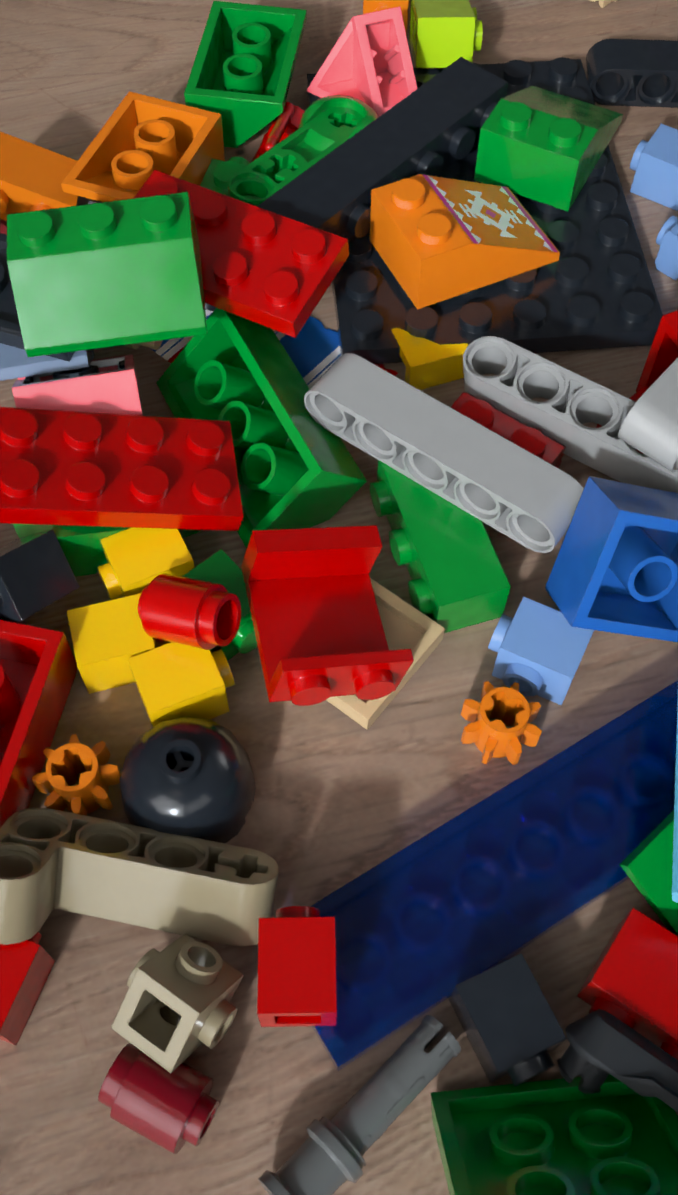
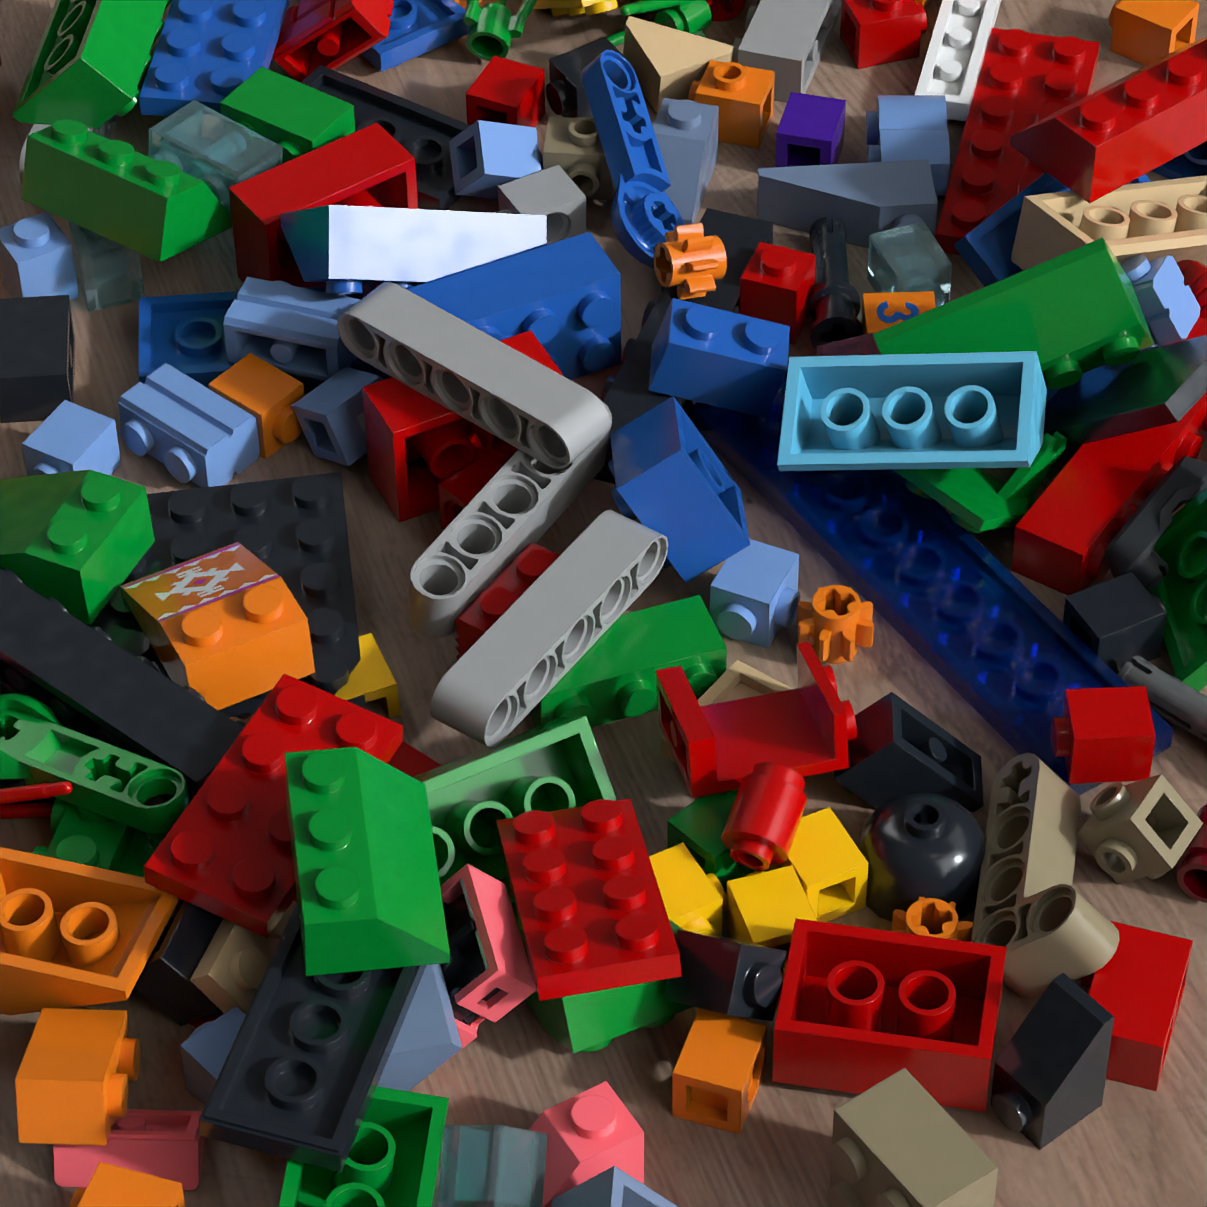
camera: 90 degrees left, 15 degrees down
(305, 781) = (908, 753): none -> black slope

